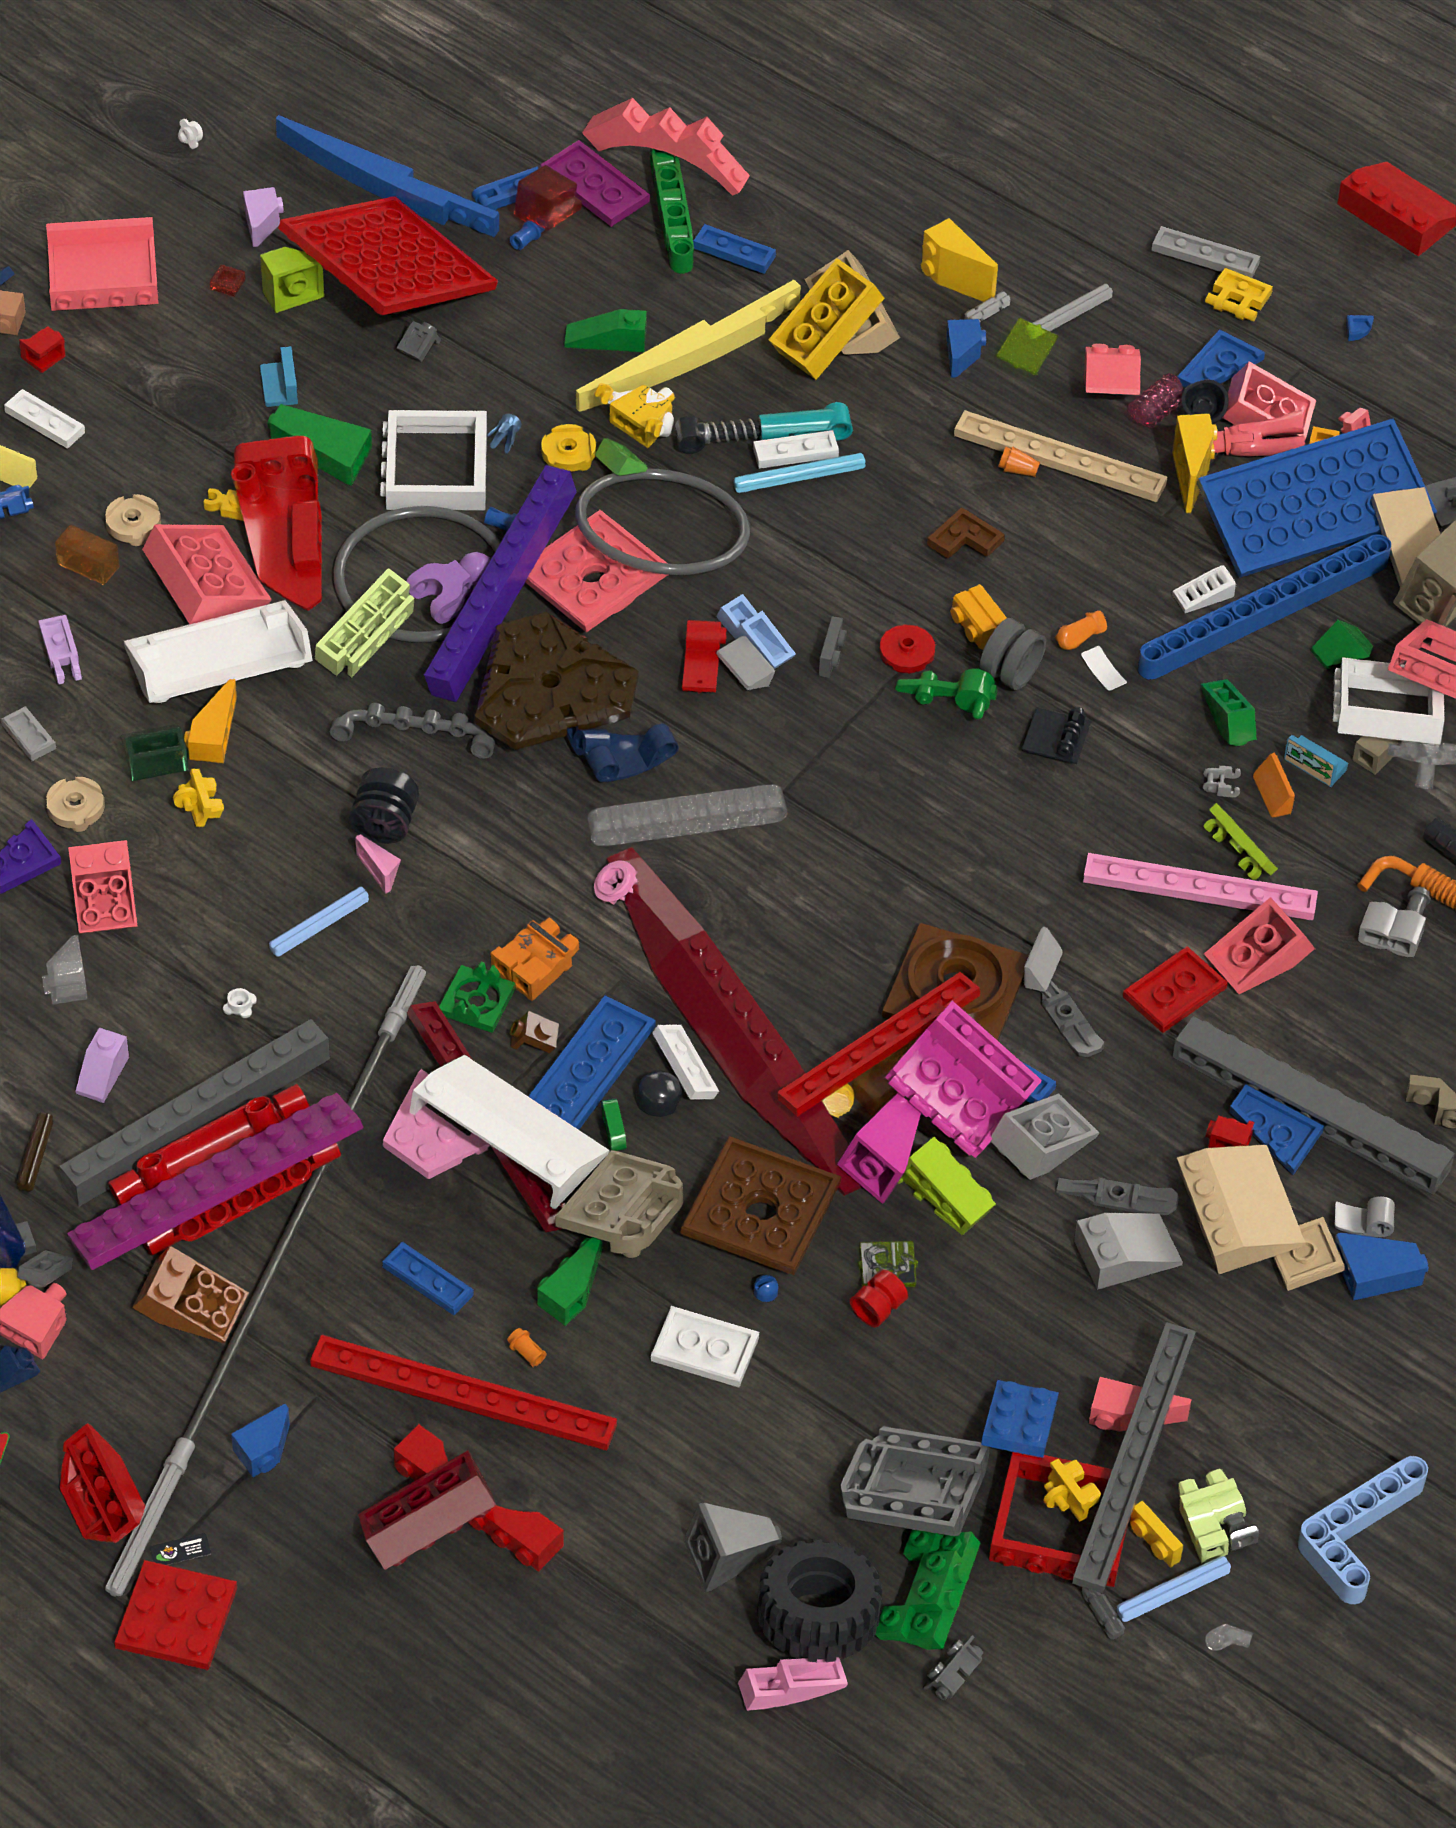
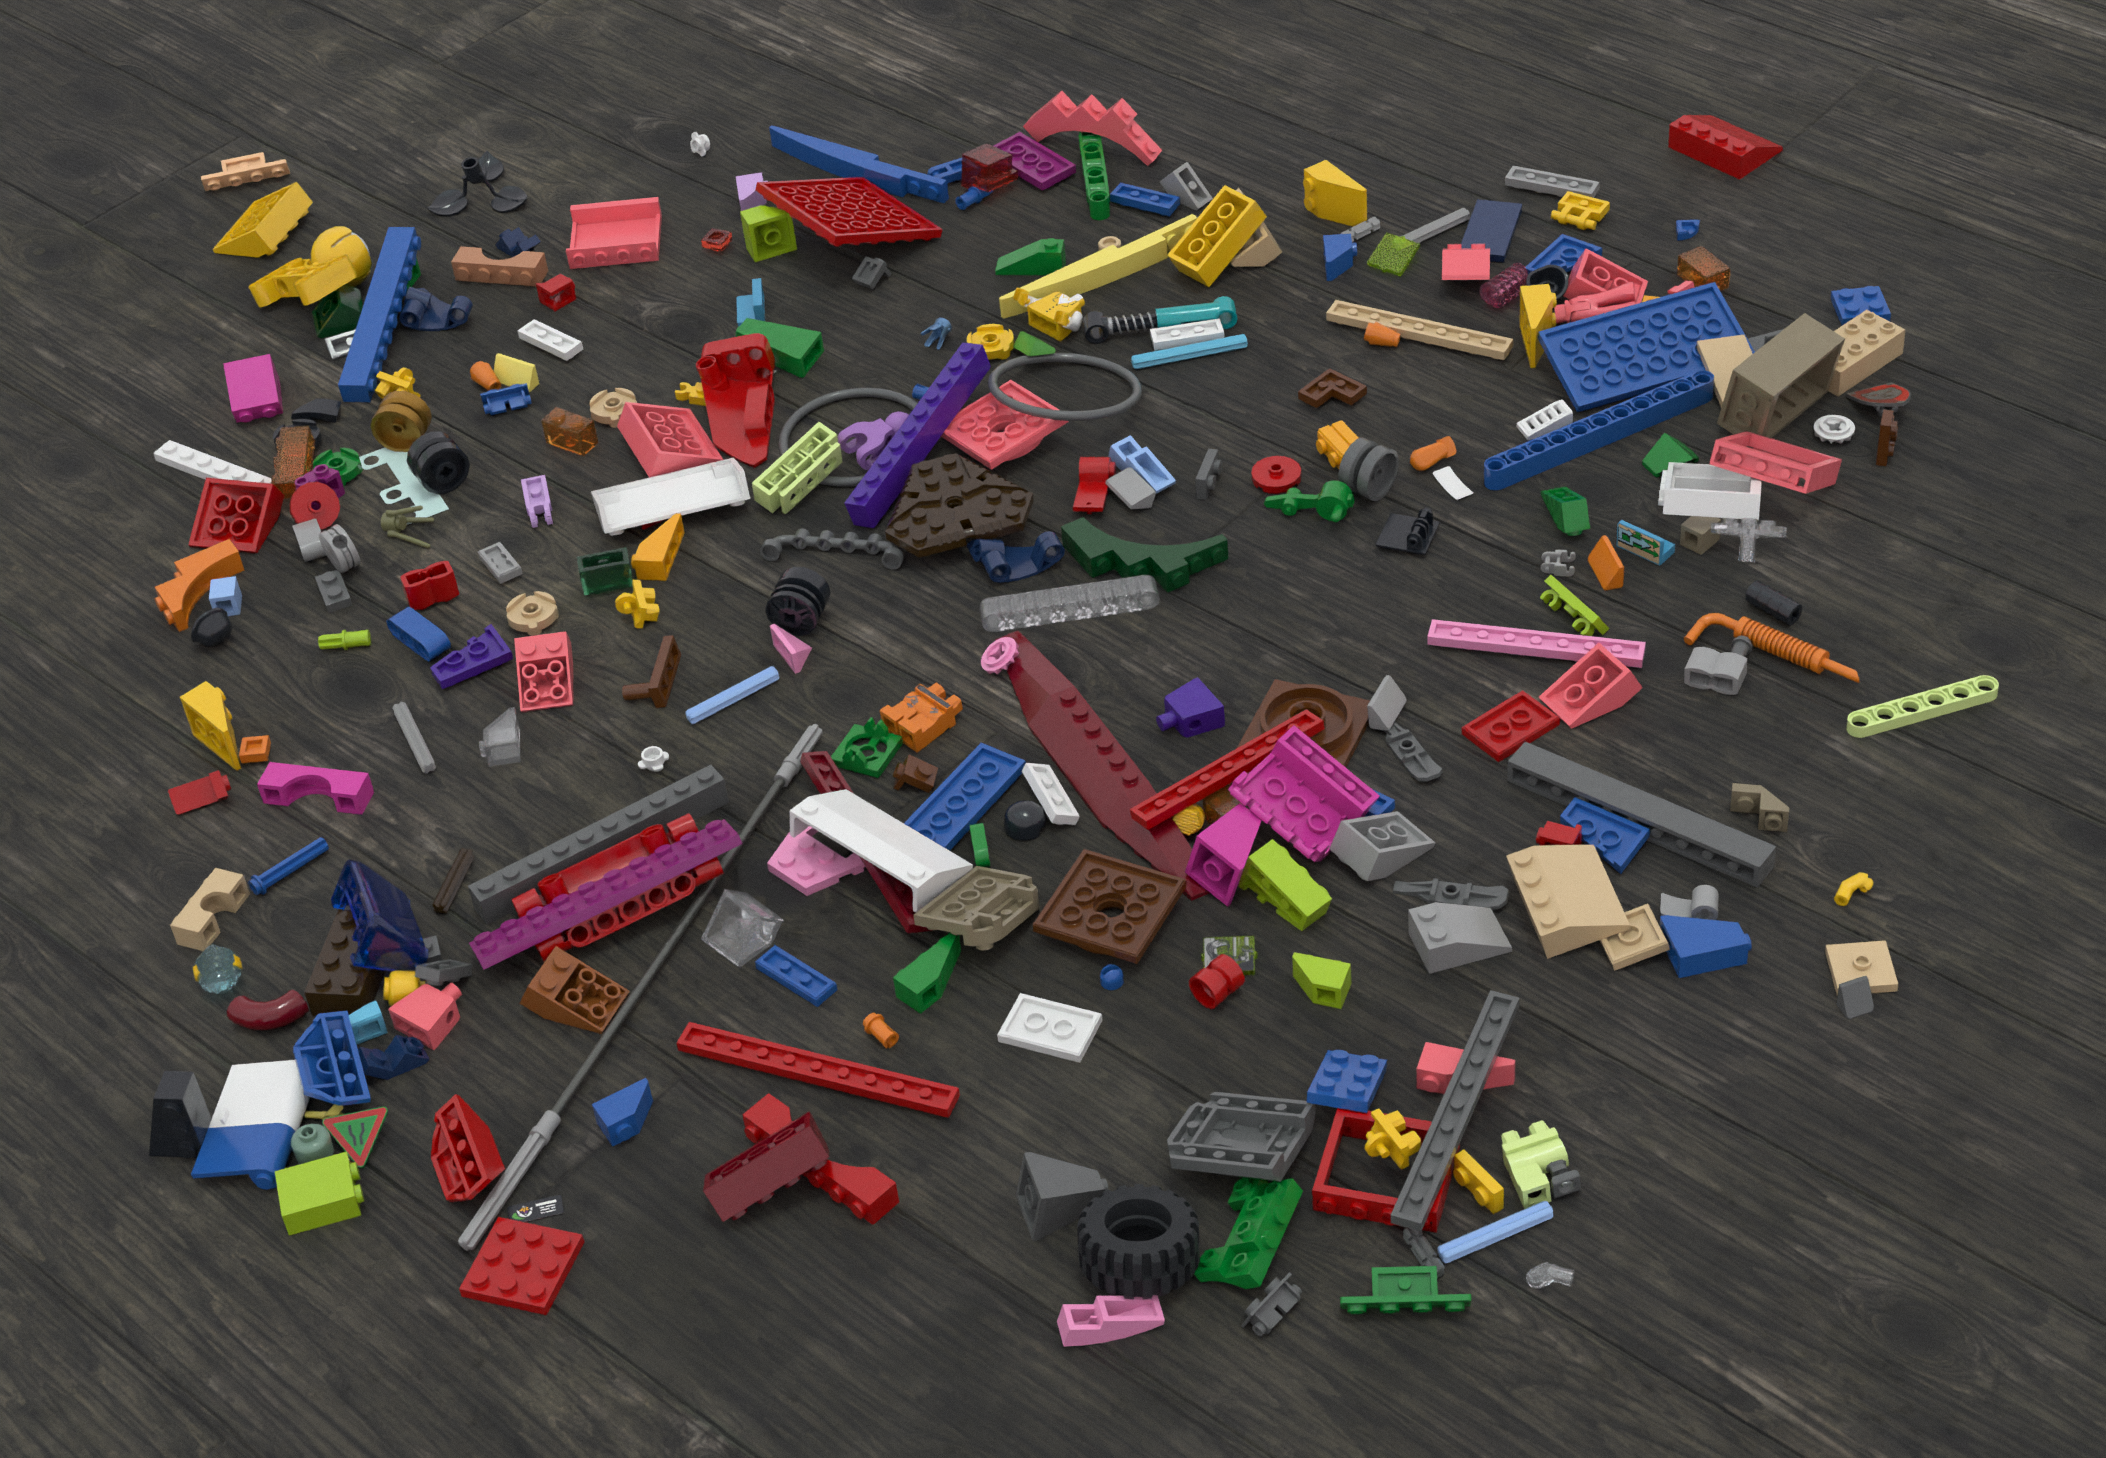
camera: 10 degrees right, 10 degrees down
(102, 1064) = (523, 808): lavender slope -> none
(236, 909) = (662, 676): none -> reddish brown piece
(363, 1220) = (741, 927): none -> clear slope
(432, 495) = (875, 328): white window -> none
(696, 312) = (1108, 241): none -> tan tile
(756, 762) = (1165, 563): none -> dark green arch
(781, 233) = (1186, 185): none -> light grey slope
(832, 960) = (1192, 710): none -> dark purple torso
(988, 1296) = (1322, 979): none -> lime slope
(1086, 1651) = (1405, 1288): none -> green bracket
(1138, 313) = (1493, 225): none -> dark blue tile
(1355, 1519) = (1650, 1177): light blue beam -> none
(1378, 391) = (1703, 268): none -> clear orange brick

